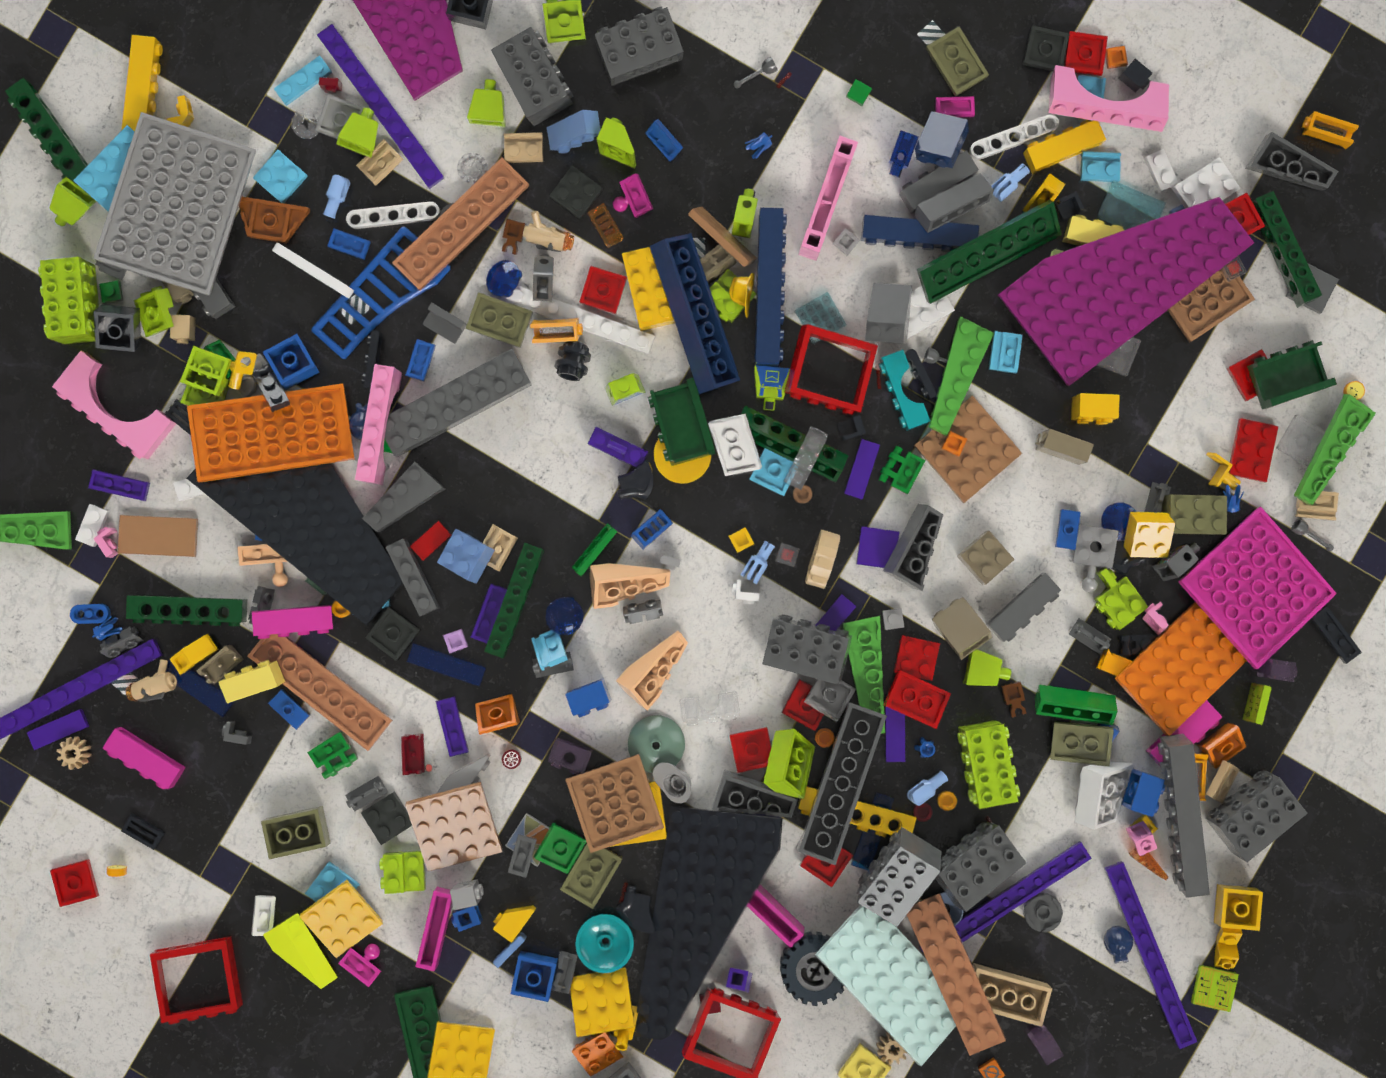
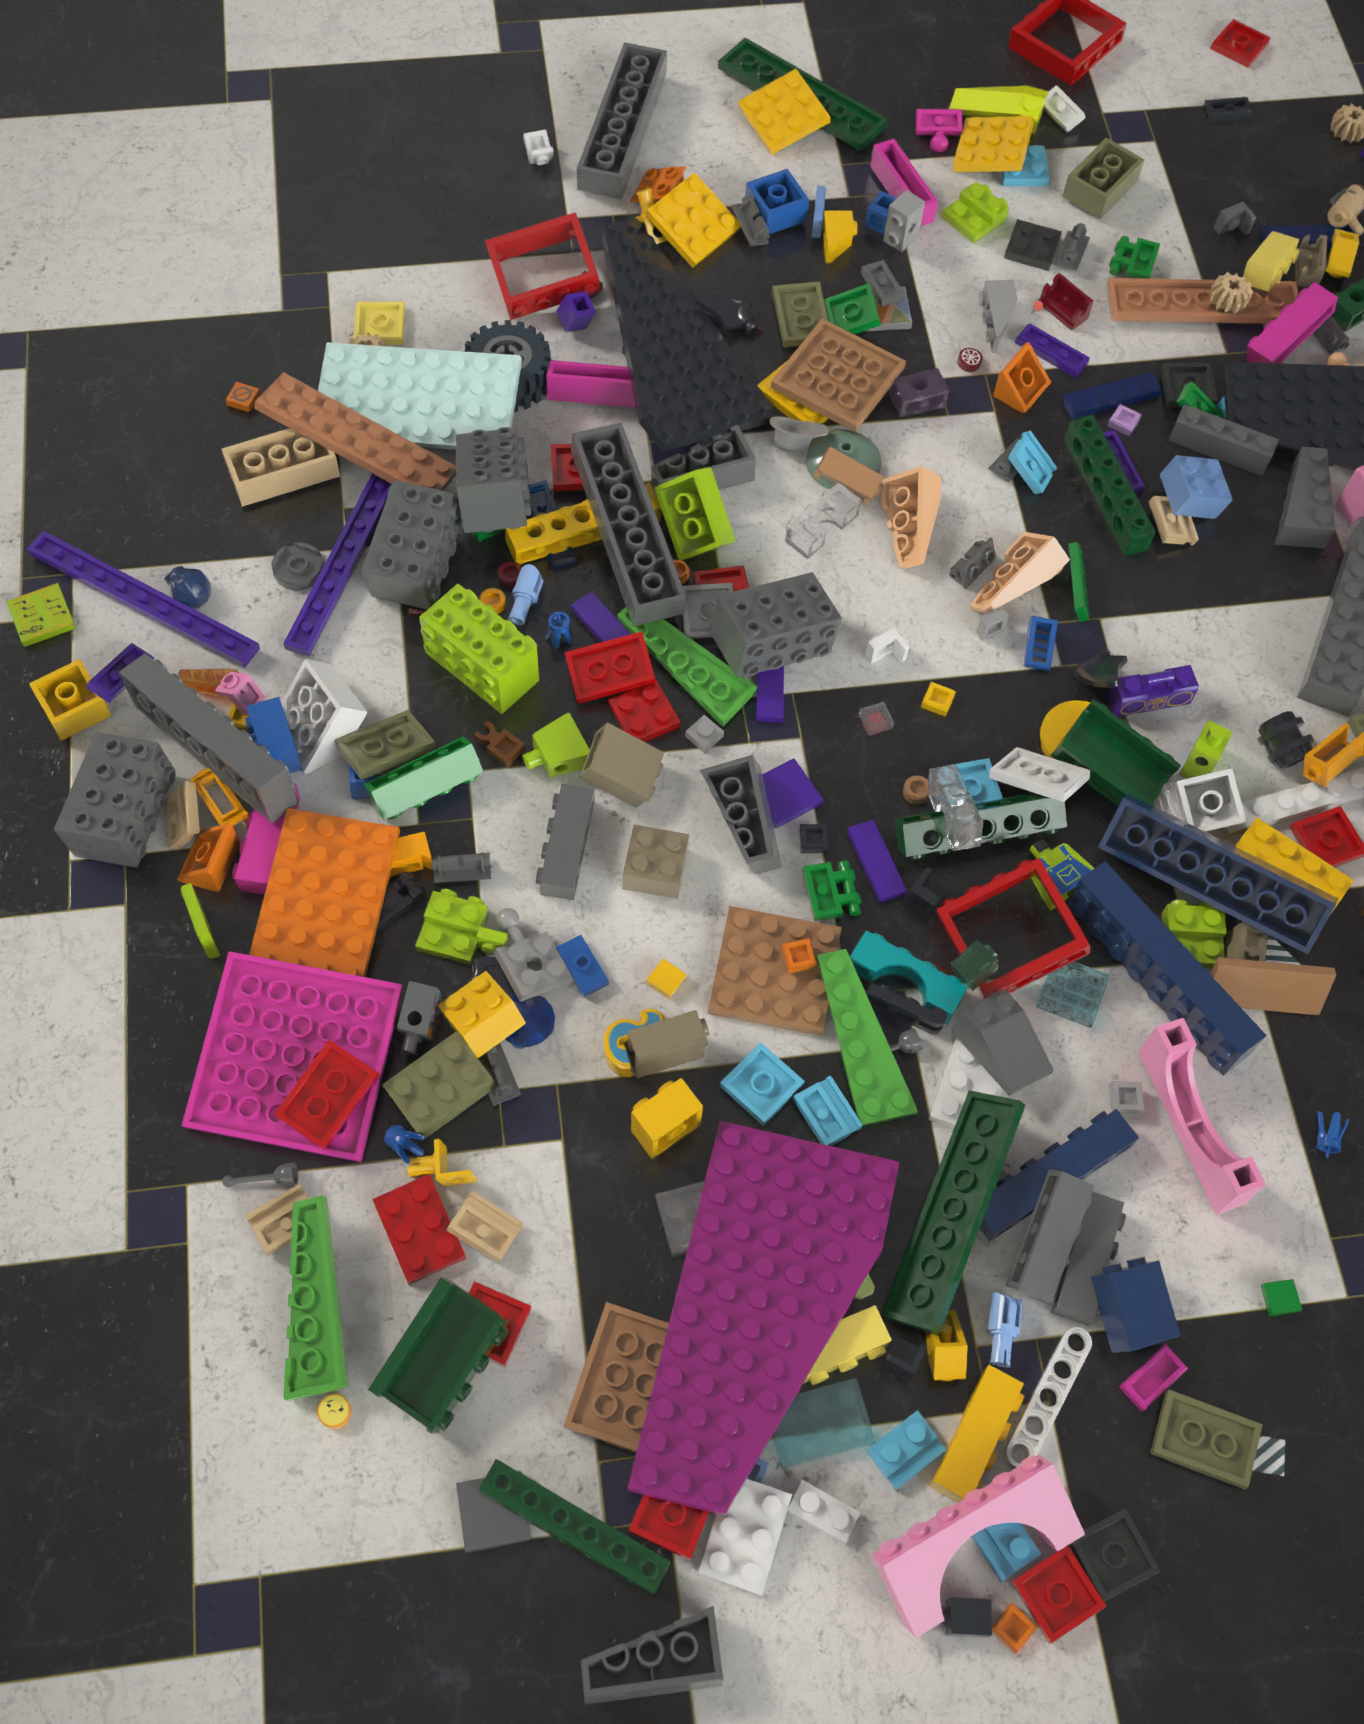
camera: 135 degrees right, 25 degrees down
(116, 870) = (1218, 67): light orange tile -> none
(144, 758) = (1290, 155): dark pink brick -> none
(289, 709) = (1208, 268): blue plate -> none
(308, 668) = (1231, 293): none -> tan gear
(406, 610) = (1194, 397): none -> green plate
(431, 540) = (1240, 484): red tile -> none
(454, 826) = (969, 266): plate -> none
(564, 616) = (1046, 506): clear blue dish -> none
(588, 697) = (953, 443): blue brick -> none
(602, 956) = (735, 262): teal dish -> none
(654, 358) = (1211, 800): none -> white slope
(671, 724) = (851, 474): none -> medium nougat brick
(675, 370) = (1170, 801): none -> clear tile
(741, 291) = (1187, 930): yellow piece -> none
(745, 214) = (1280, 1034): lime torso -> none
(751, 749) = (748, 512): red plate -> none
(760, 560) = (900, 684): light blue arm -> none
(822, 559) = (840, 722): tan connector -> none
(872, 362) = (975, 964): none -> clear green brick
(884, 508) = (814, 838): none -> black tile
(904, 144) = (1171, 1250): clear blue torso -> none
(1026, 392) = (762, 1083): none -> medium azure plate
(1029, 488) = (666, 978): none -> yellow tile
(1045, 1044) = (203, 440): clear purple brick -> none
(1074, 470) = (617, 1040): none -> yellow animal
(1155, 620) = (394, 930): bright pink bracket -> none
(1199, 905) = (108, 681): none -> dark purple tile
(1222, 424) = (485, 1227): none -> tan plate
(1226, 947) = (50, 654): yellow slope -> none
(1234, 269) = (624, 1440): tile -> none
(1258, 549) = (326, 1094): none -> red plate
(1278, 670) = (198, 975): clear purple brick -> none
(1335, 635) = (147, 1077): black plate -> none

